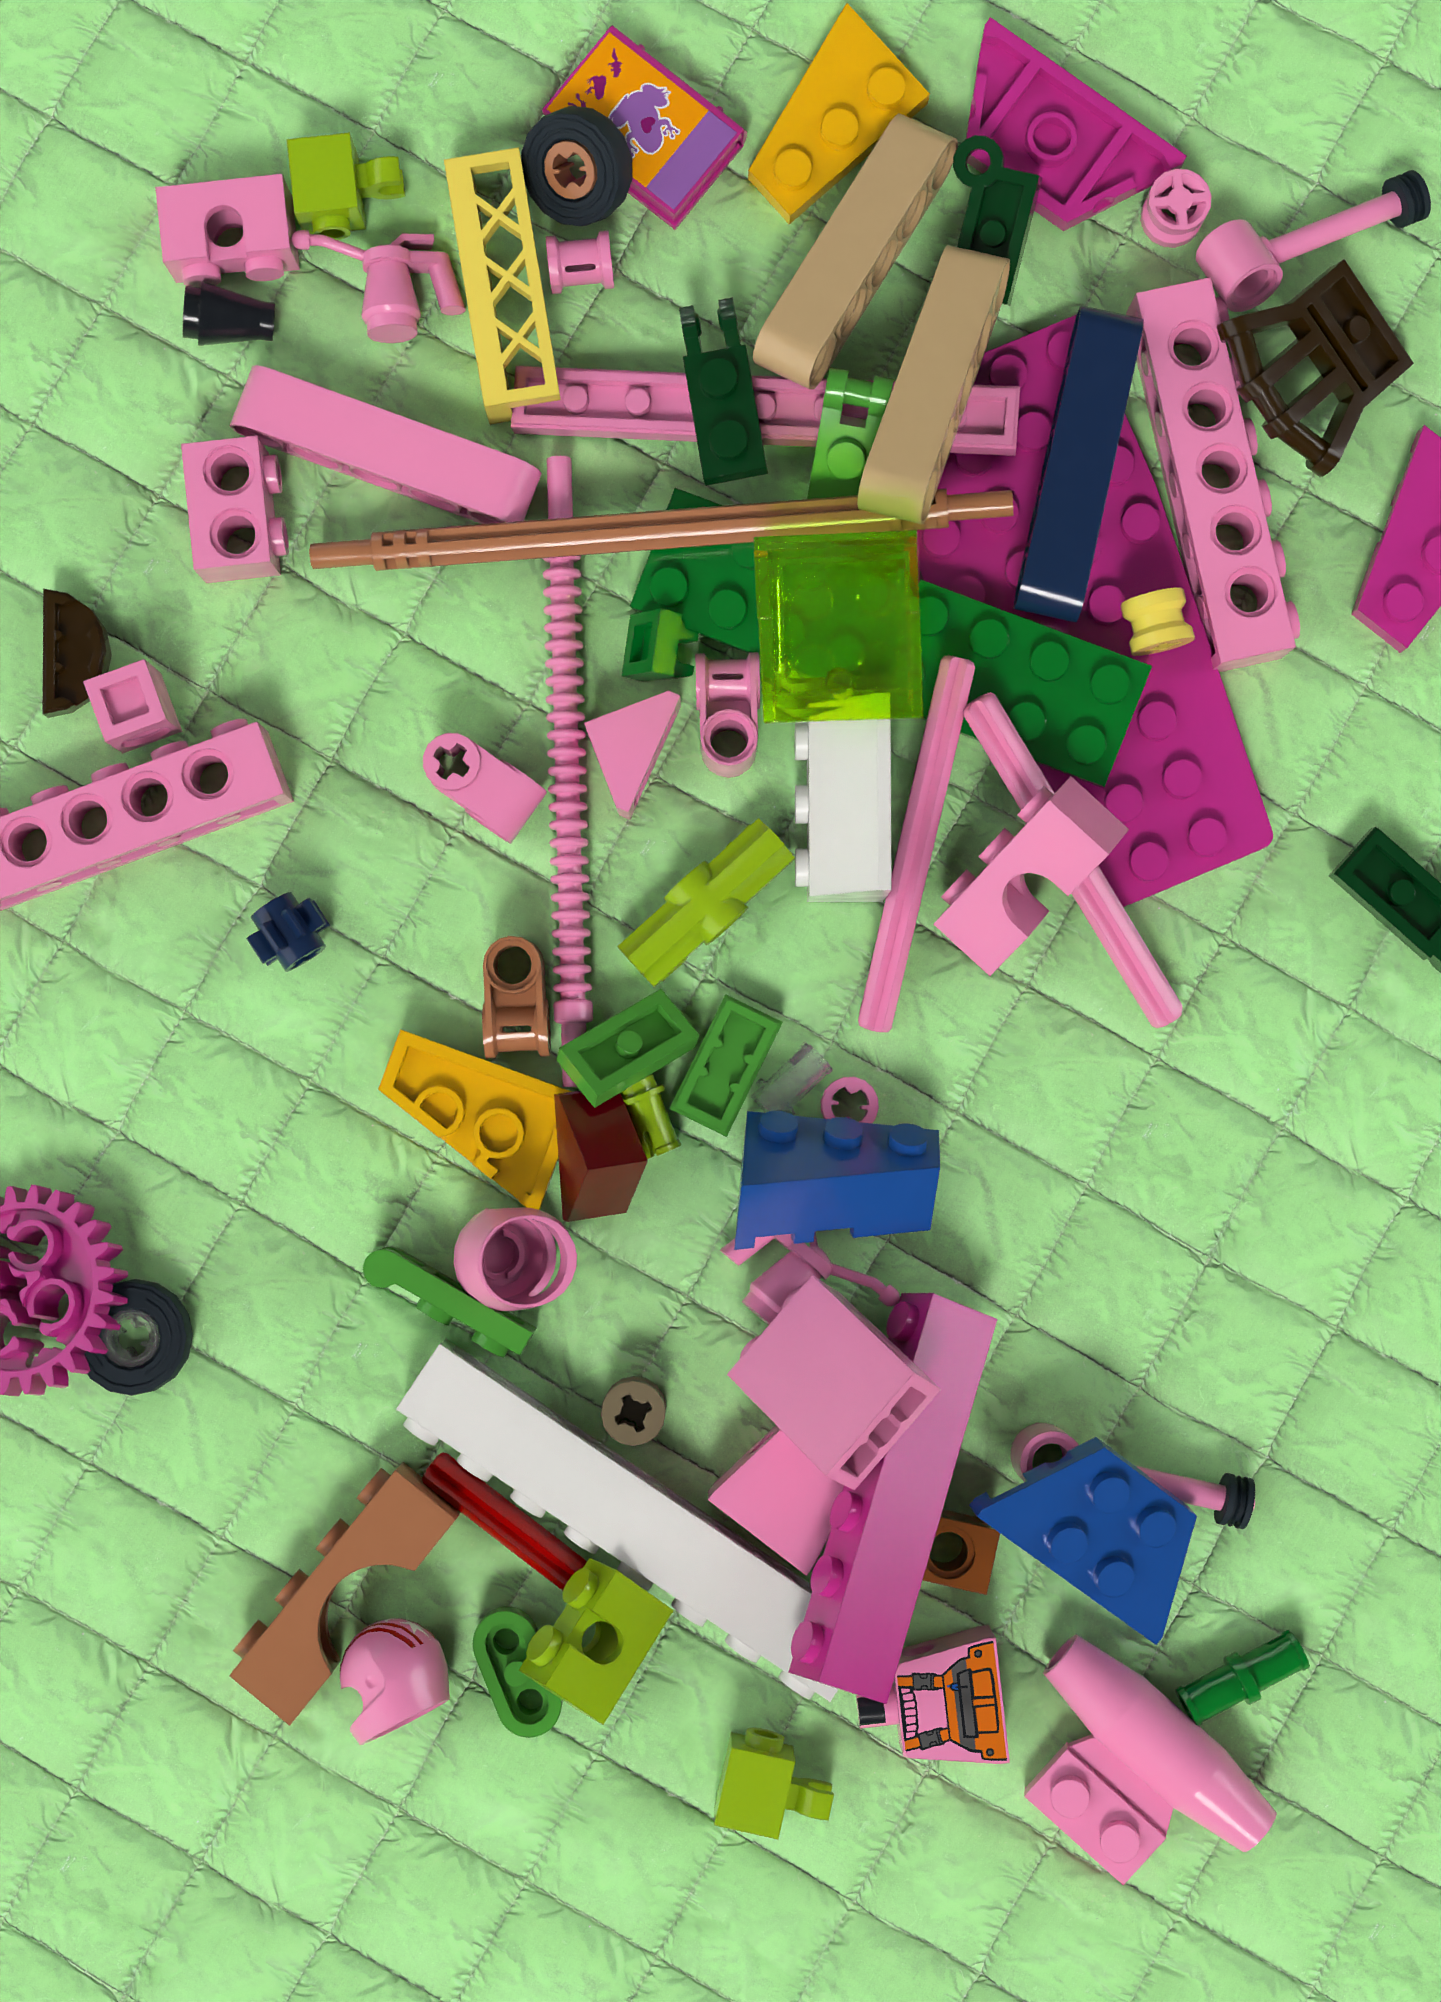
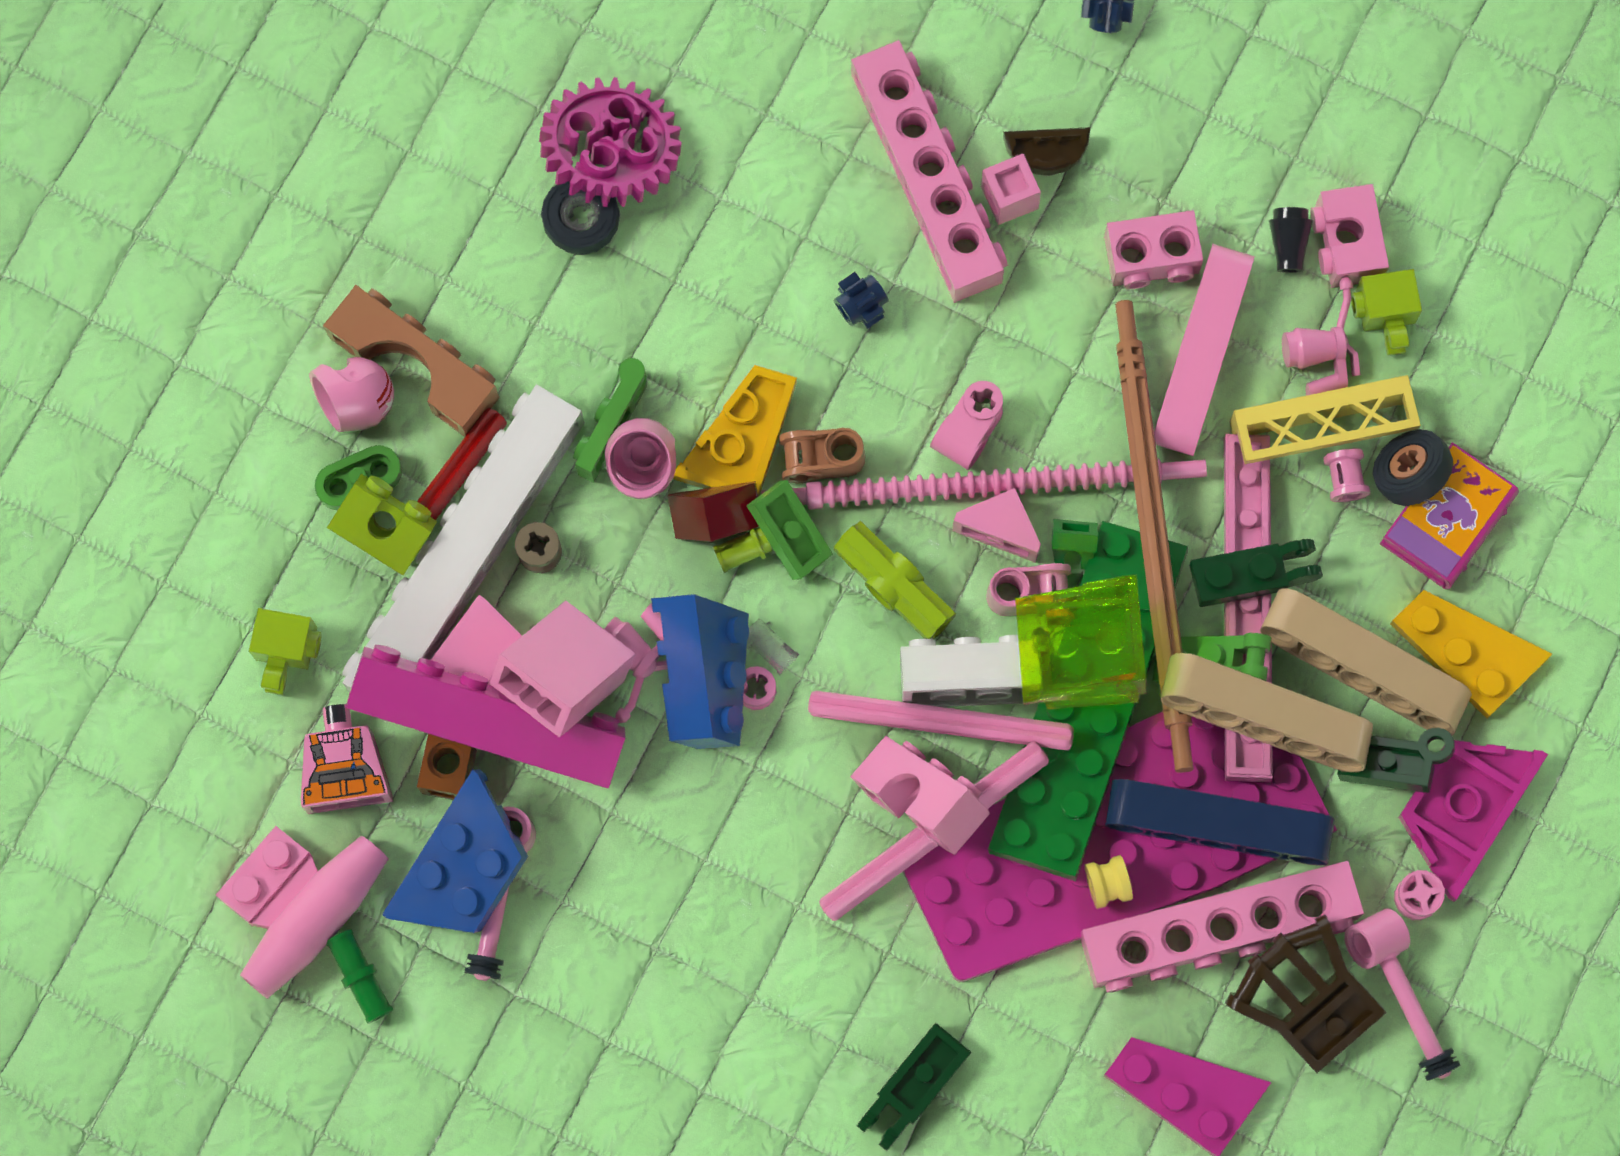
camera: 95 degrees right, 10 degrees down
(726, 1065) = (780, 600): bright green plate -> none

